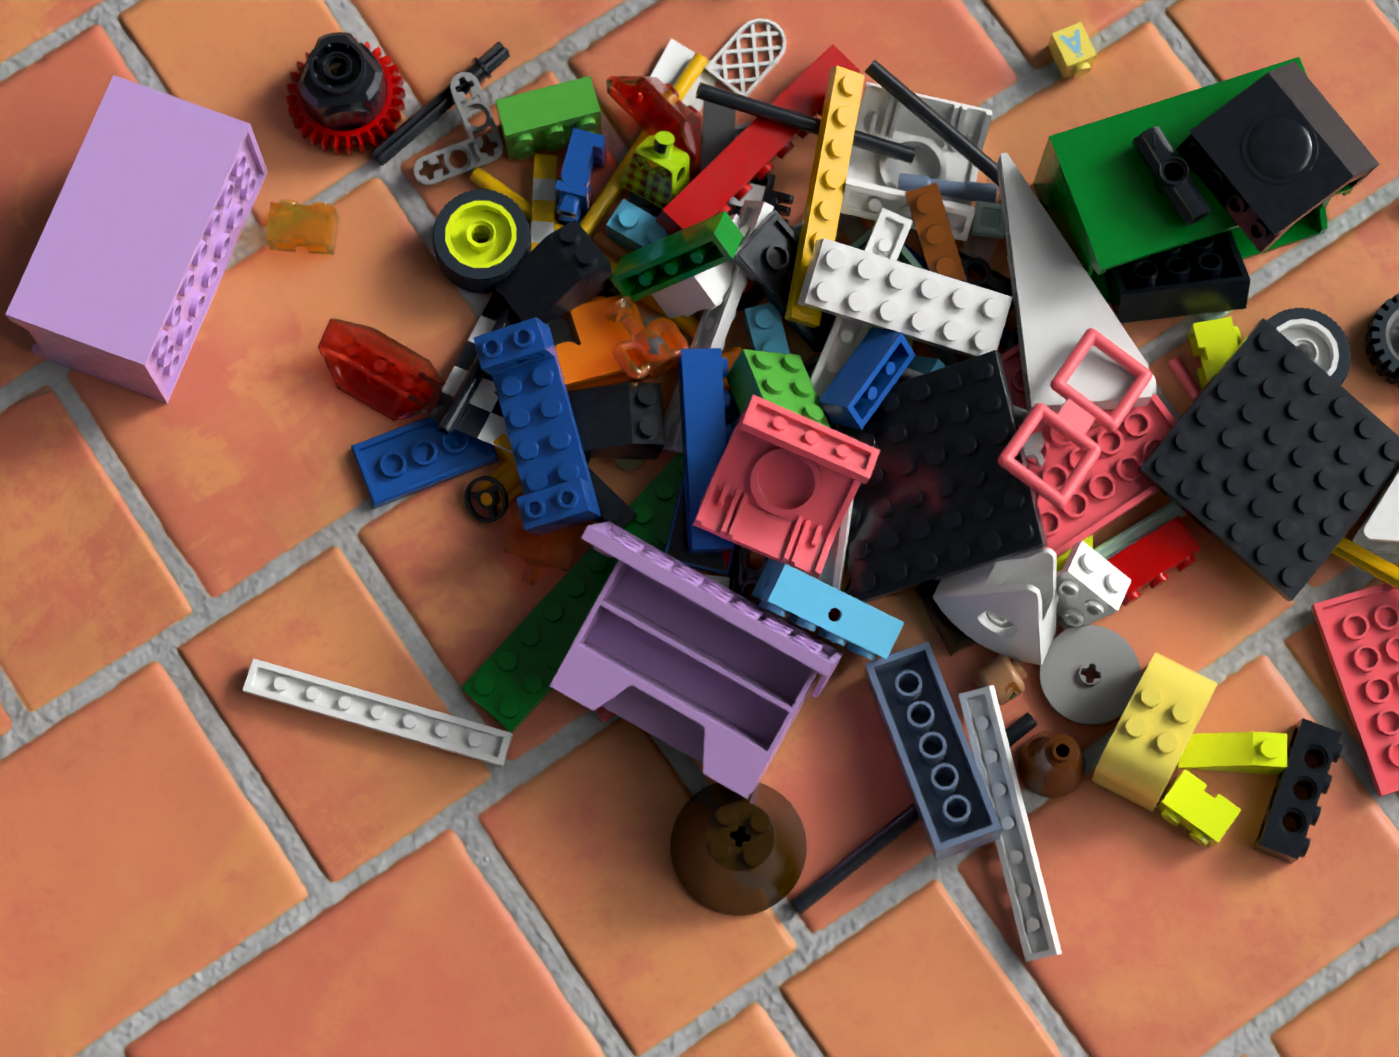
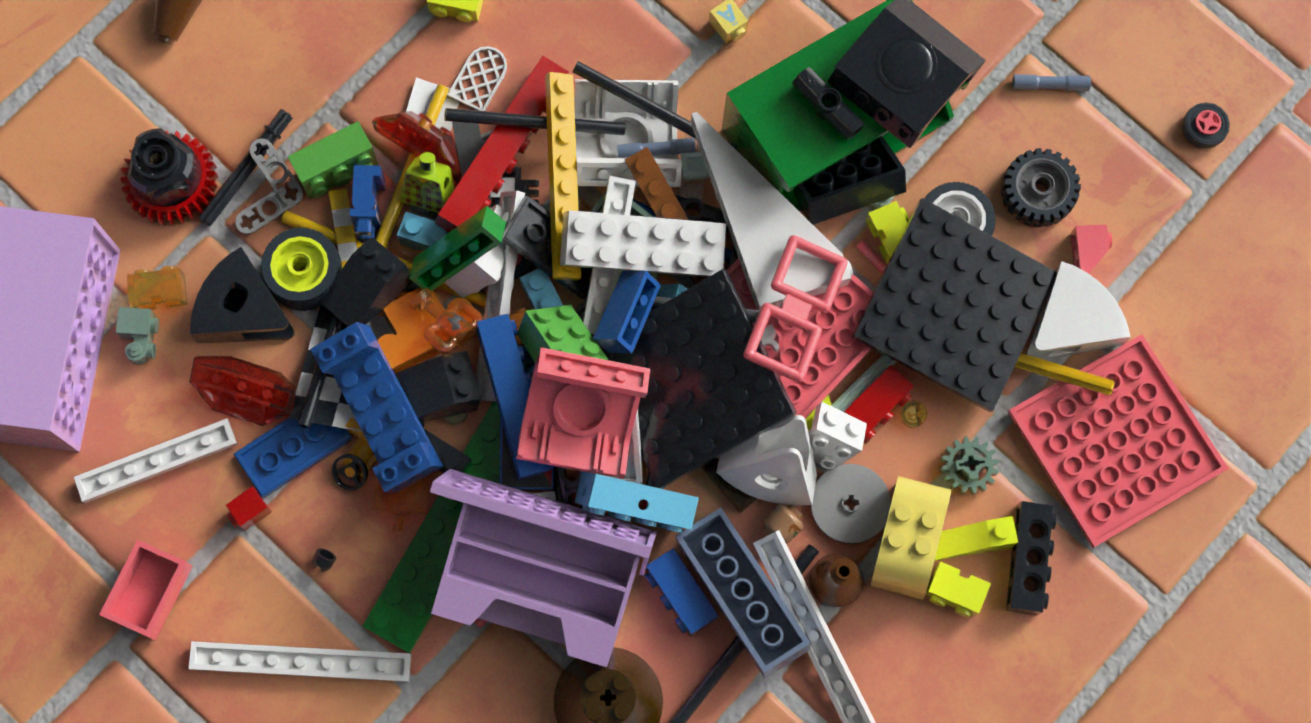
camera: 15 degrees left, 0 degrees up
(213, 584) = (146, 589): none -> coral piece
(256, 433) = (155, 461): none -> white plate
(272, 268) = (139, 326): none -> sand green brick
(353, 516) = (247, 509): none -> red brick
(395, 268) = (237, 305): none -> black piece
(432, 597) = (324, 559): none -> black hinge
(856, 735) = (680, 593): none -> blue brick
(1193, 583) = (913, 414): none -> clear yellow tile
(1249, 647) = (968, 454): none -> sand green gear

